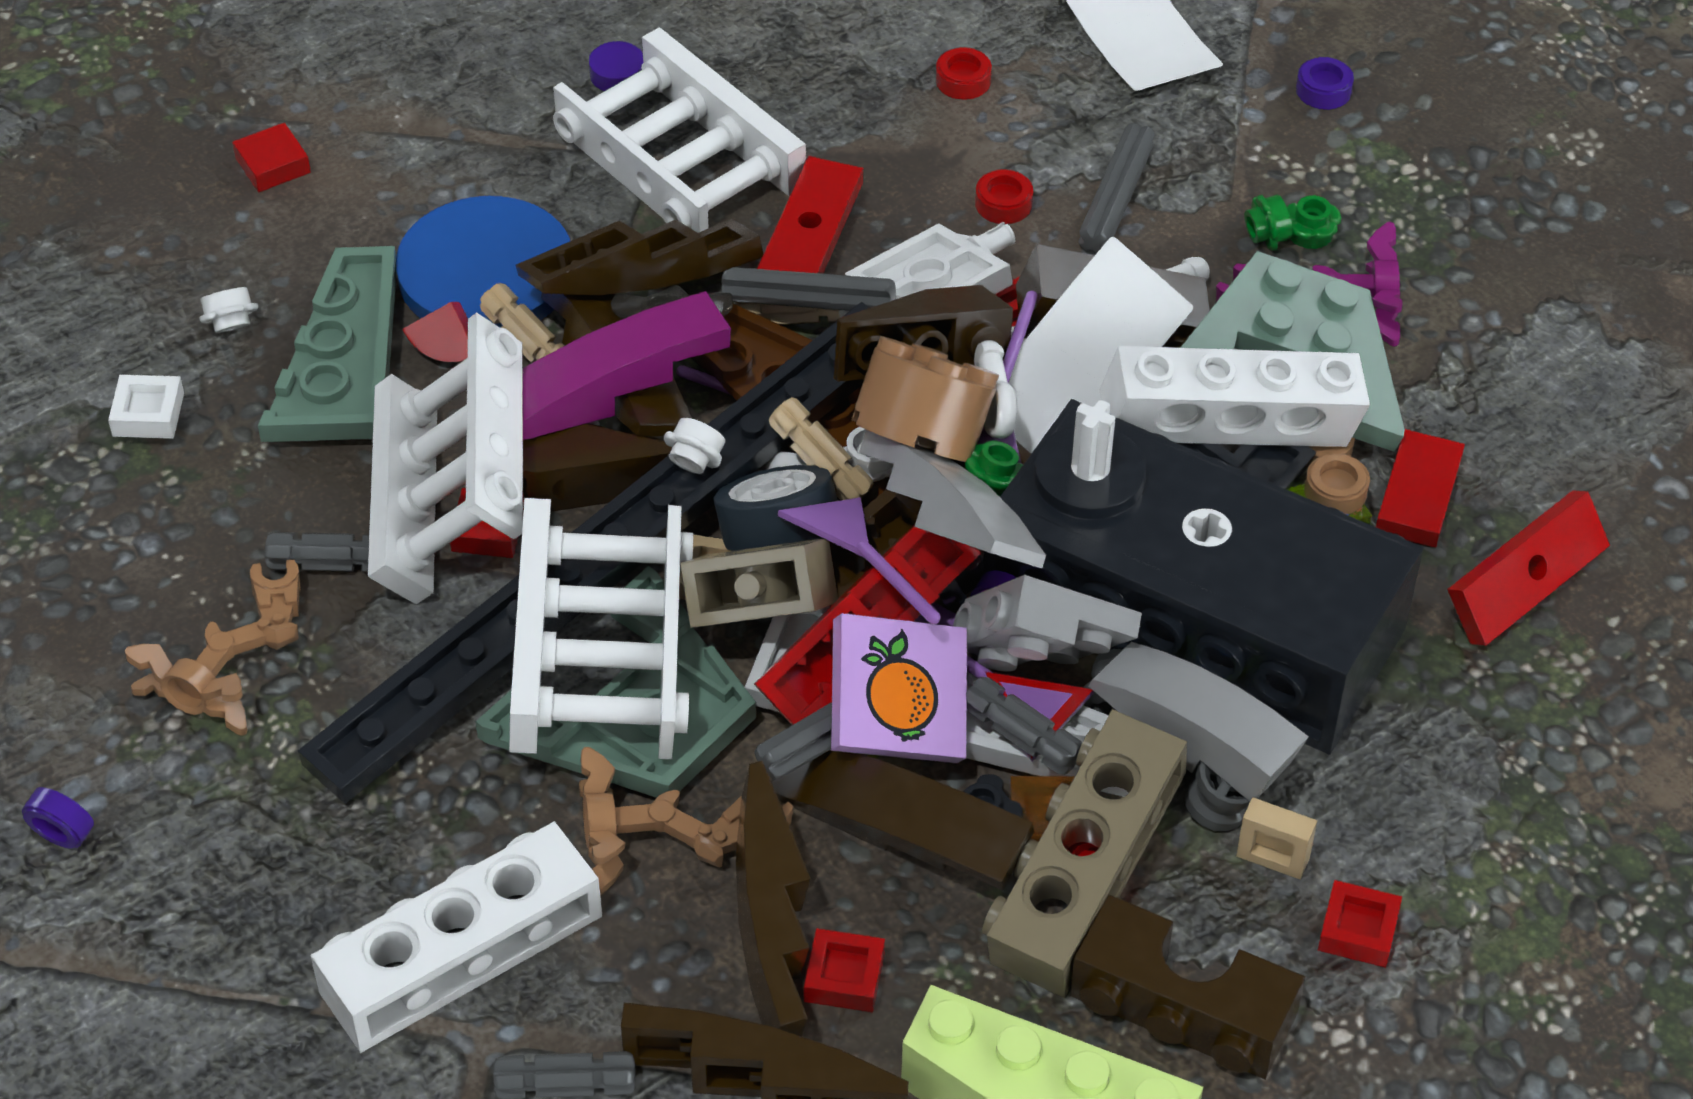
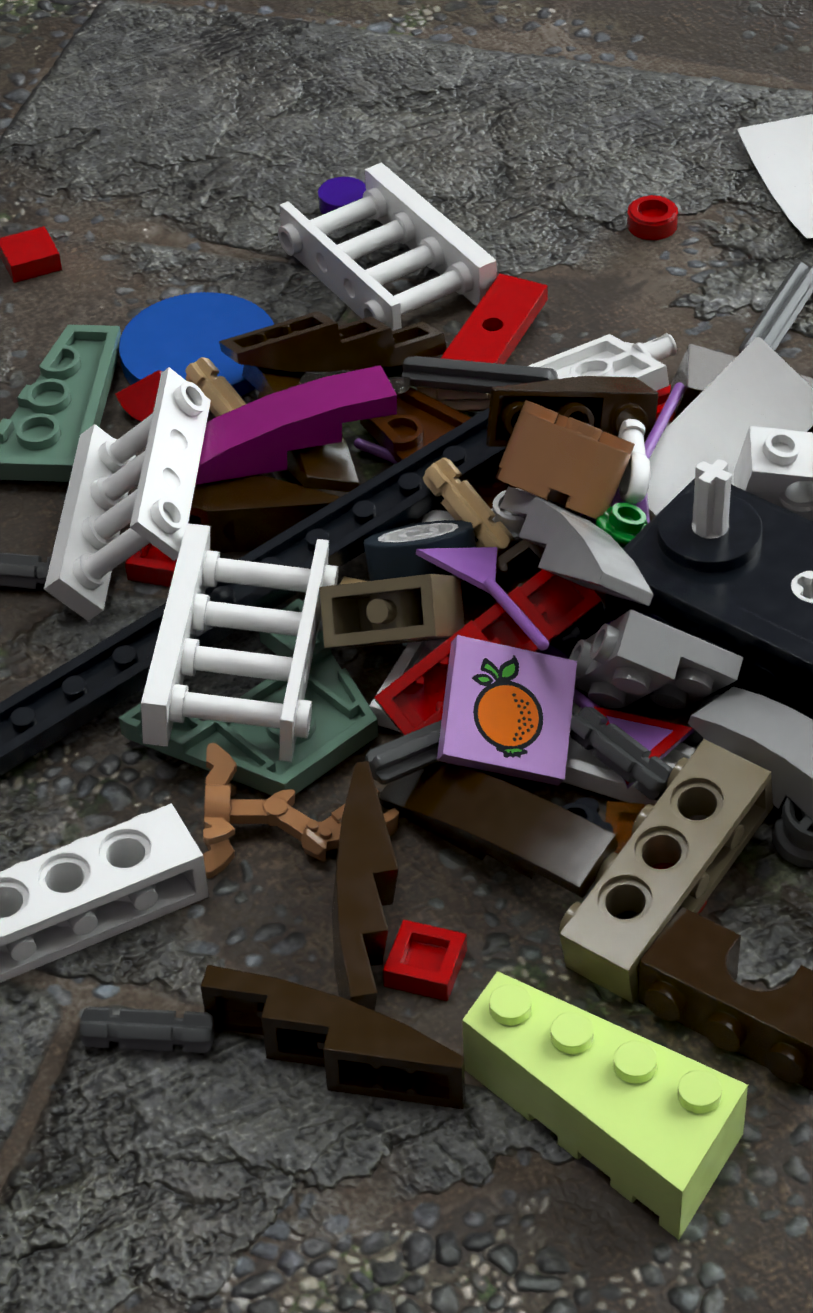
camera: 10 degrees right, 5 degrees down
(694, 445) = (351, 493): white plate -> none
(1004, 196) = (676, 316): red tile -> none

